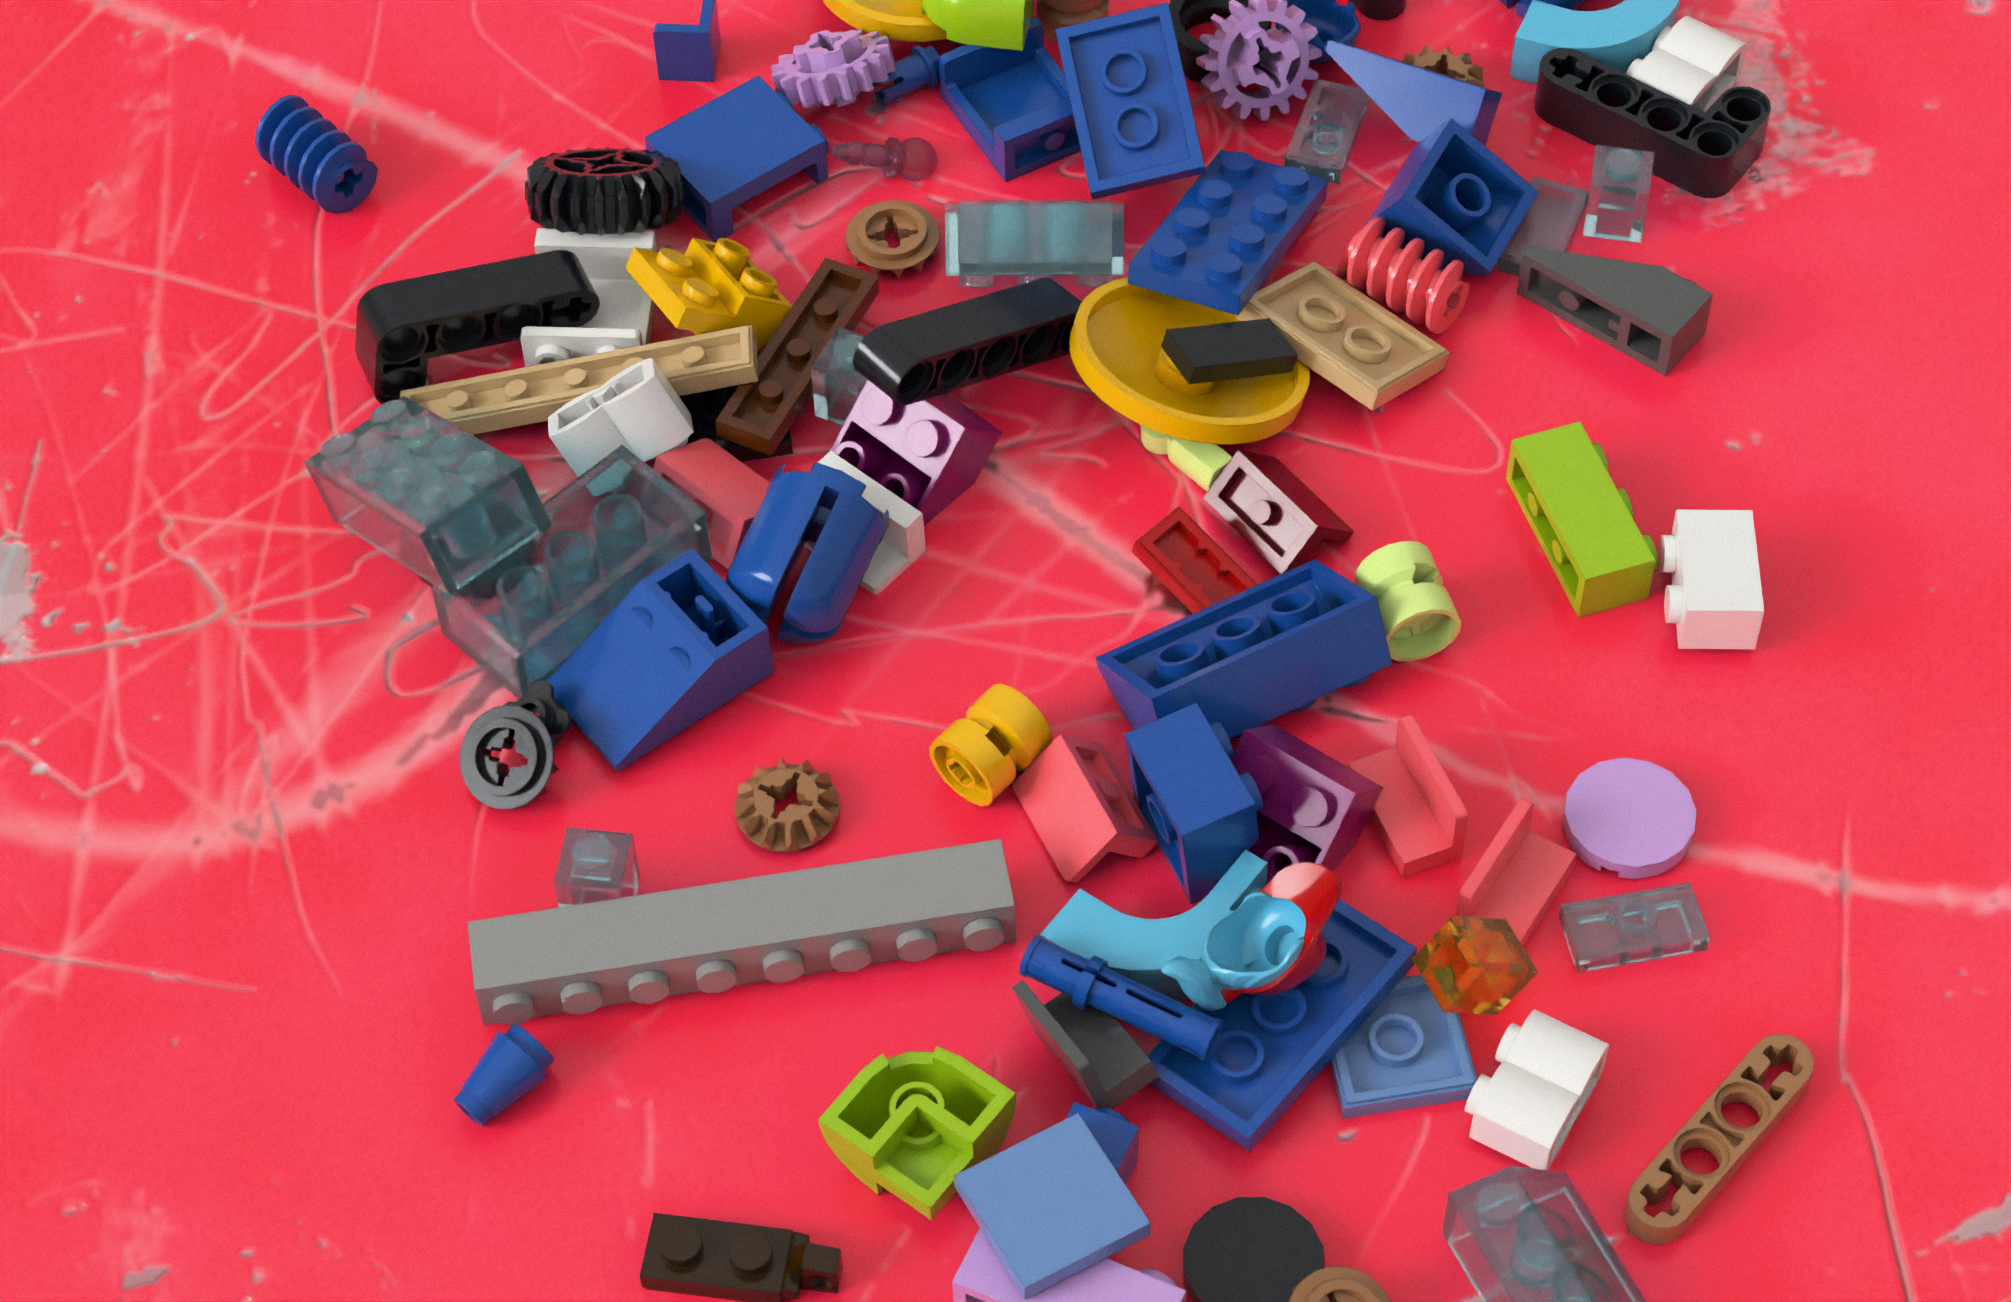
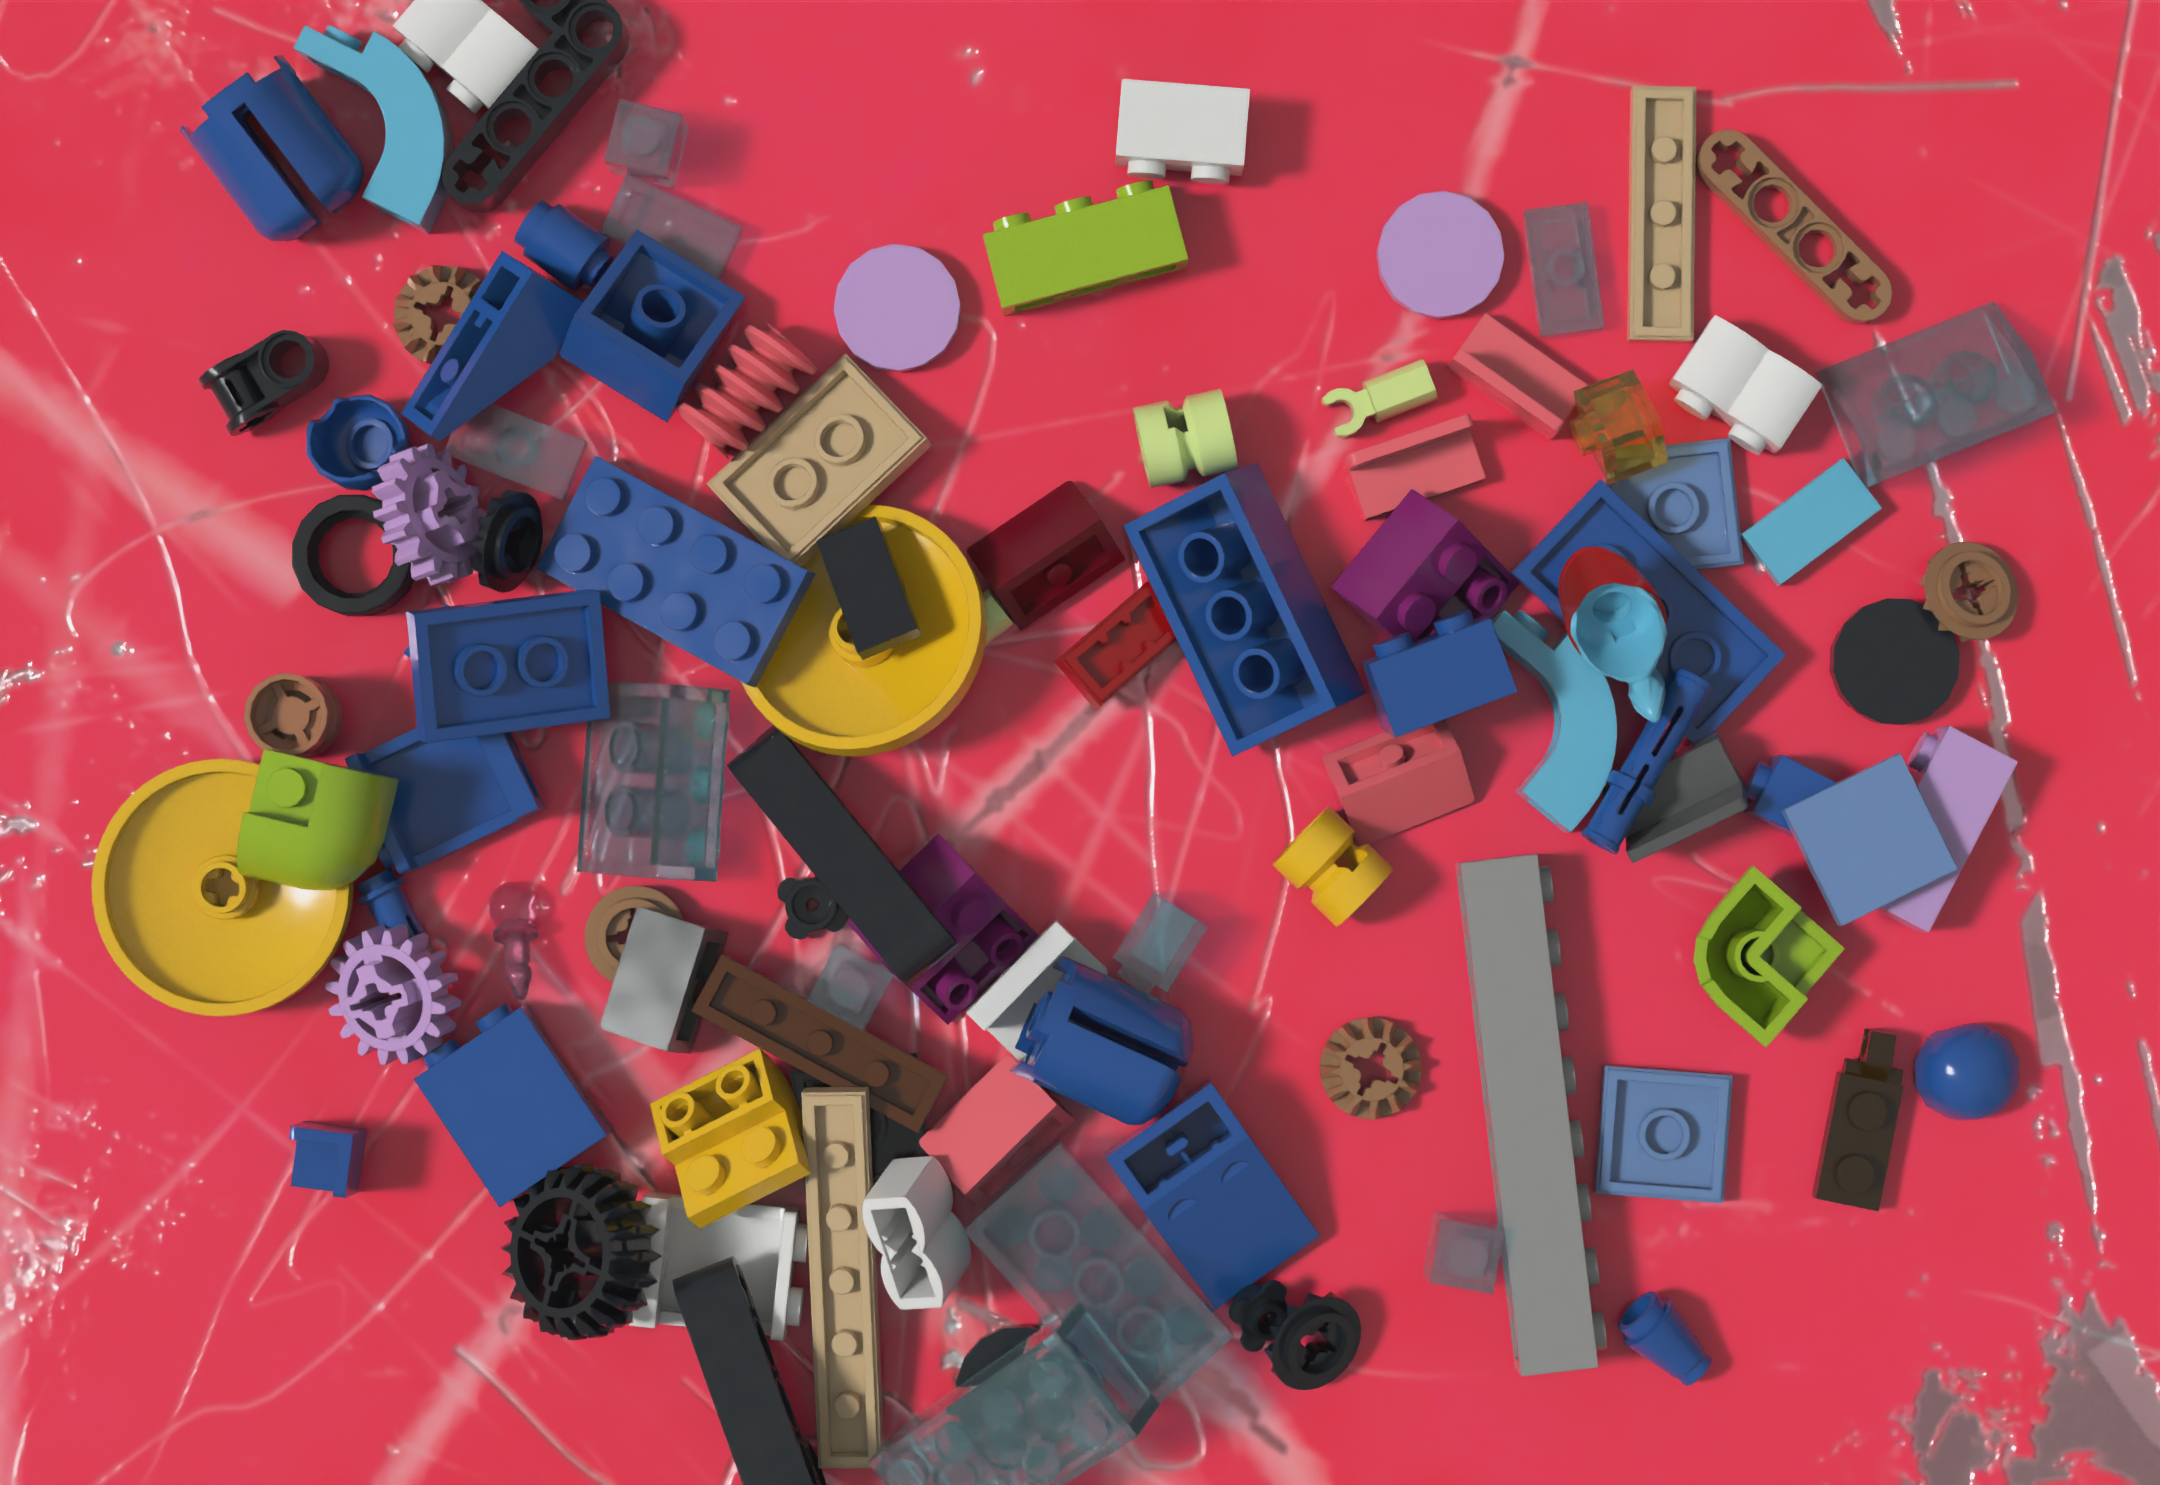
camera: 85 degrees left, 35 degrees up
(723, 1072) = (1662, 1134): none -> medium blue tile
(855, 239) = (661, 980): none -> panel
(906, 613) = (1157, 945): none -> clear light blue brick
(1216, 110) = (507, 541): none -> black gear
(1394, 1171) = (1810, 521): none -> medium azure tile
(1474, 774) = (1384, 396): none -> yellowish green bar
(1499, 390) = (897, 308): none -> lavender tile
(1521, 139) = (564, 245): none -> blue brick
(1620, 302) = (806, 150): dark grey slope -> none
(1712, 1013) = (1661, 214): none -> tan tile

